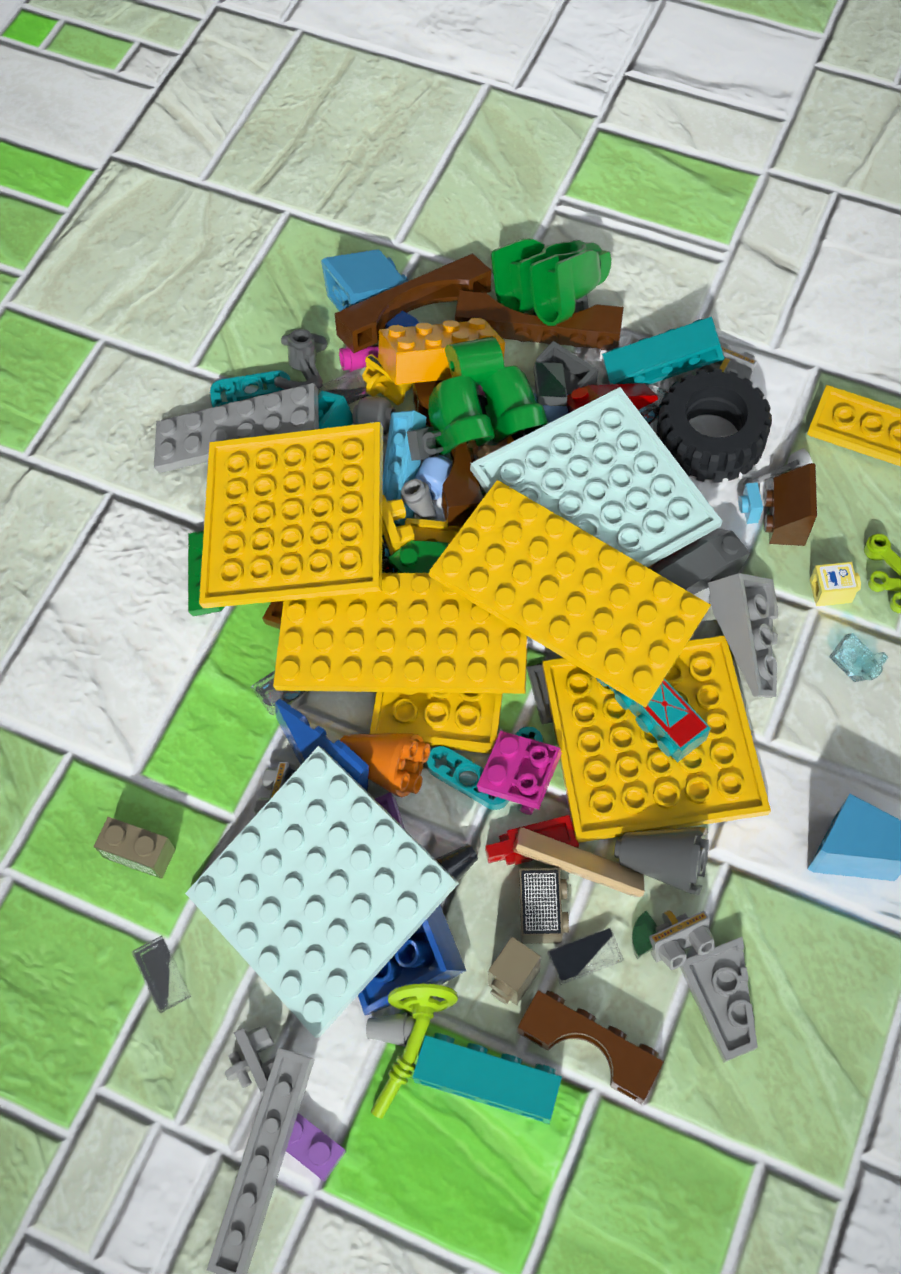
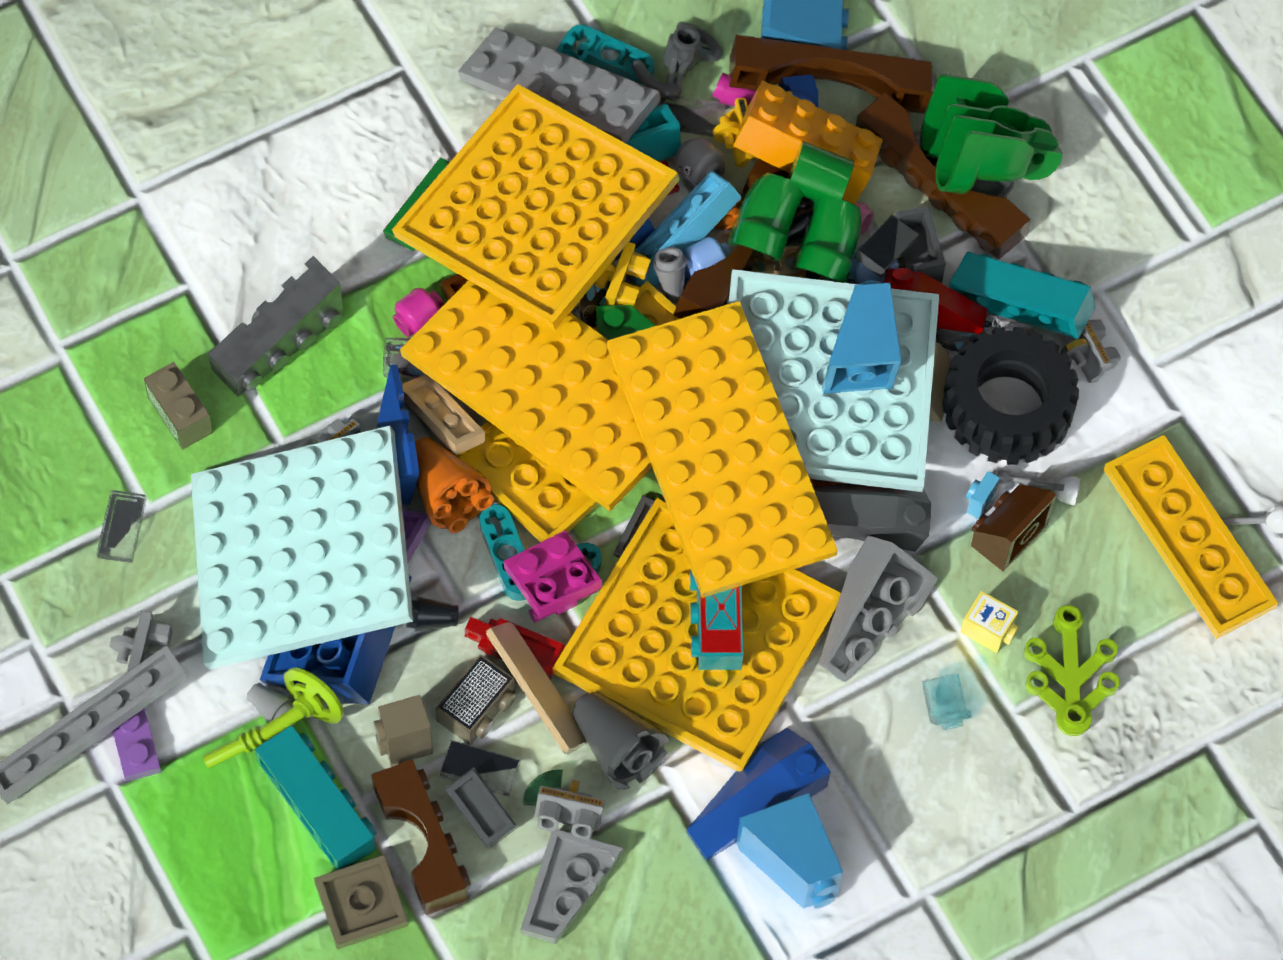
camera: 30 degrees right, 0 degrees up
(168, 735) = (279, 329): none -> flat silver wedge
(260, 651) = (415, 310): none -> dark pink head
(343, 711) = (442, 414): none -> tan plate
(423, 443) = (716, 220): dark grey tile -> none
(589, 1136) = (360, 902): none -> dark tan plate
(610, 445) = (867, 343): none -> dark azure slope
(614, 987) = (481, 808): none -> dark grey tile
(798, 802) = (775, 773): none -> blue wedge

